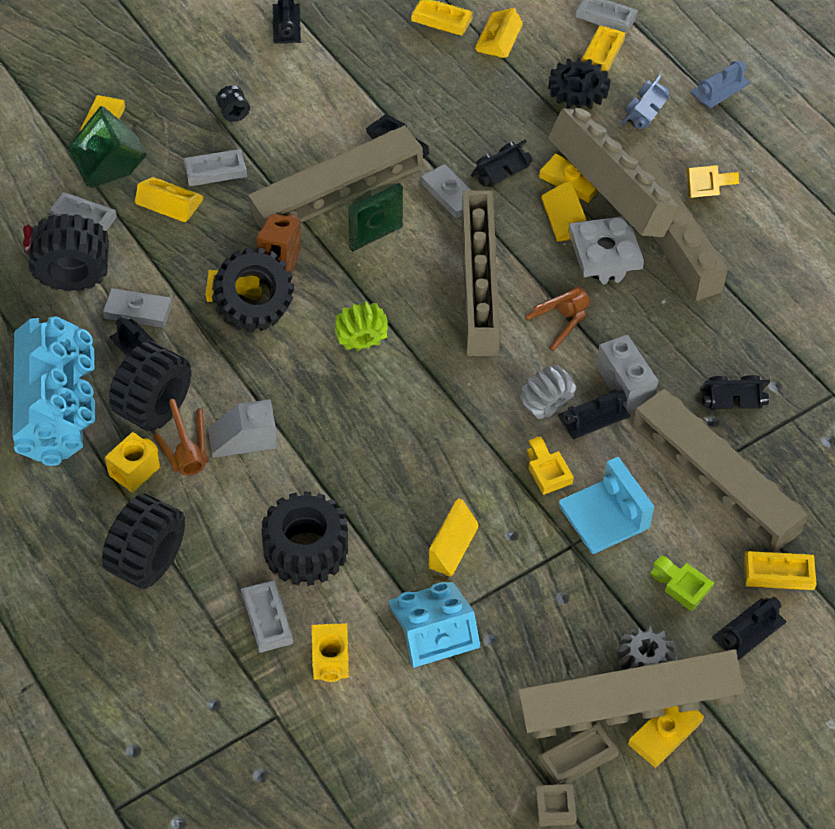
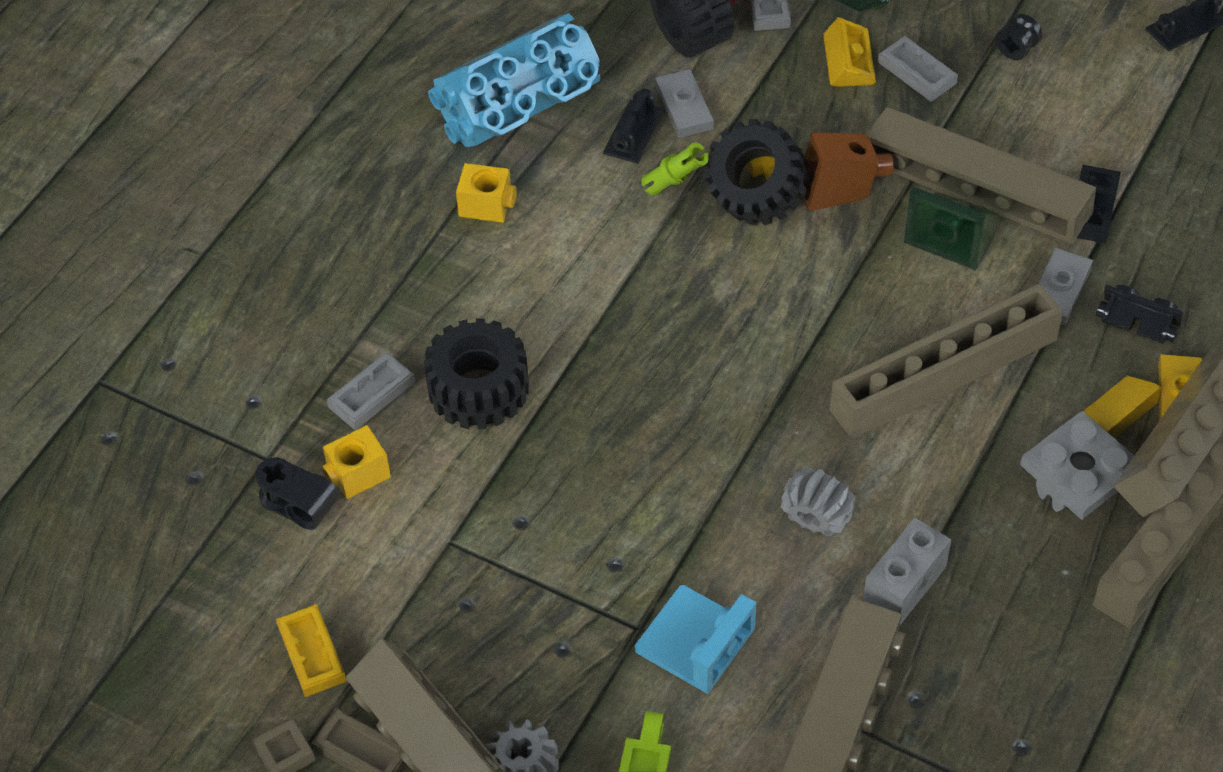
camera: 65 degrees right, 0 degrees up
(143, 541) = (379, 239): black tyre -> none
(147, 383) = (569, 151): black tyre -> none
(188, 457) = (523, 232): dark orange plant -> none
(210, 335) = (674, 169): none -> lime pin
(244, 430) = (587, 264): light grey slope -> none
(332, 704) = (295, 492): none -> black piece
(361, 326) = (784, 289): lime gear -> none
(436, 623) = (443, 535): medium azure bracket -> none
(452, 539) = (565, 506): yellow slope -> none
(478, 752) = (311, 650): none -> yellow plate
(547, 469) = (720, 556): yellow plate -> none
(569, 304) = (977, 471): dark orange plant -> none
(595, 414) = (827, 566): black hinge -> none
(748, 390) = (979, 715): black hinge -> none

